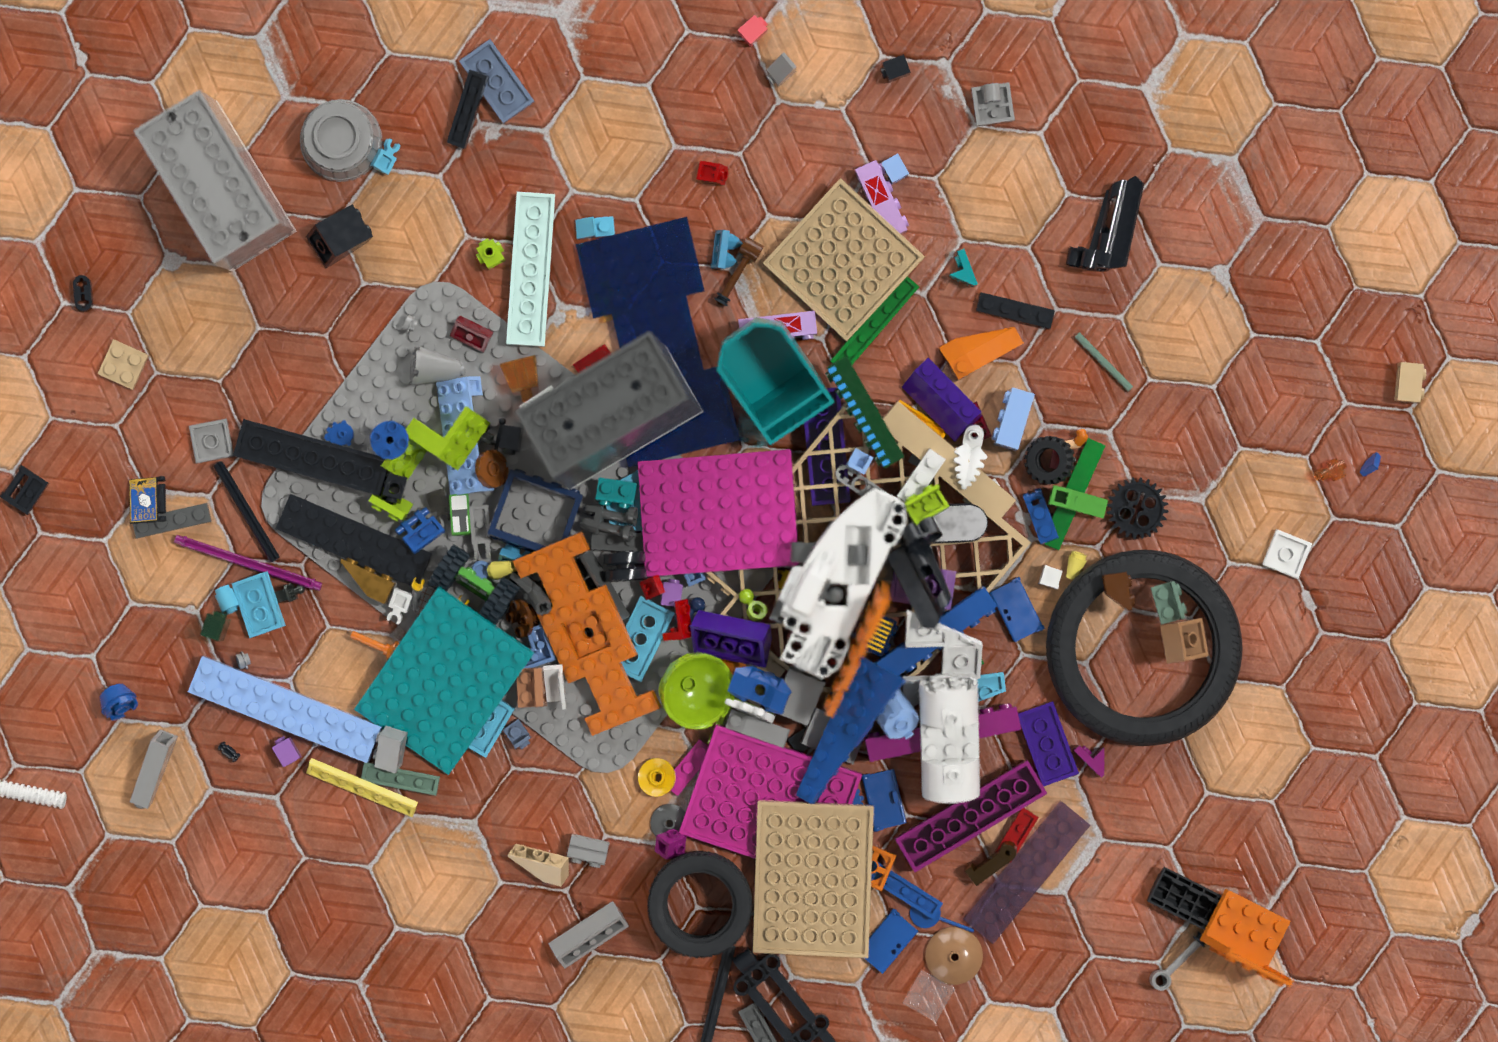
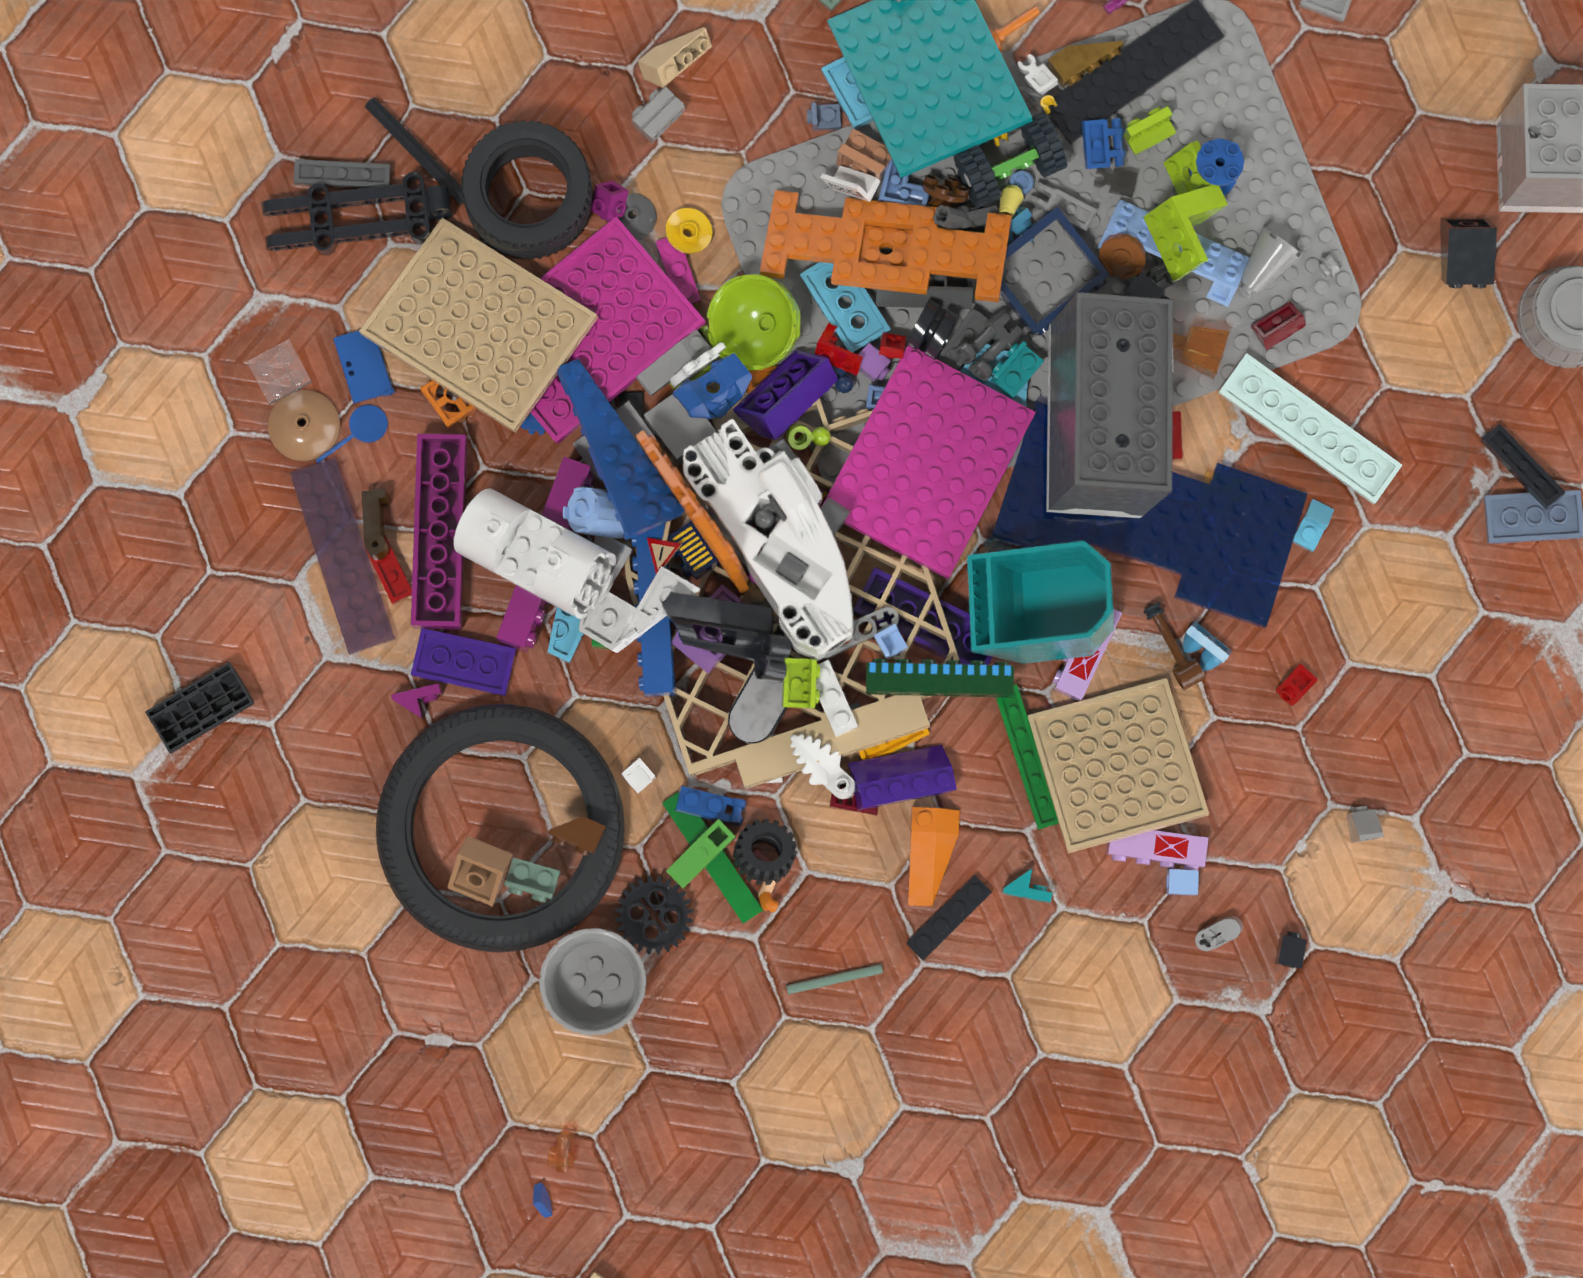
camera: 120 degrees right, 5 degrees down
(310, 457) = (1250, 78): black plate -> none
(340, 433) = (1255, 124): blue piece -> none
(384, 158) = (1520, 348): medium azure plate -> none
(394, 481) = (1173, 142): black brick -> none
(460, 514) = (1094, 195): slope -> none
(490, 260) = (1345, 400): lime brick -> none
(591, 931) = (569, 59): light grey brick -> none
(753, 30) = (1425, 823): coral brick -> none
(884, 794) = (509, 450): blue door -> none
(893, 654) = (662, 550): none -> piece
(909, 892) = (401, 417): blue plate -> none
(922, 127) = (1229, 927): none -> light grey piece
(992, 104) = (1188, 1033): light grey plate -> none
(1012, 418) = (833, 839): light blue brick -> none
(1019, 608) = (626, 718): blue door -> none
(1075, 564) = (635, 811): light yellow cone -> none
(1111, 246) = (956, 1067): black panel -> none
(1175, 965) = (152, 694): light grey piece -> none
(1210, 519) = (592, 982): none -> light grey piece
(1246, 934) = (121, 741): orange bracket -> none
(1287, 554) = (503, 1047): white tile -> none

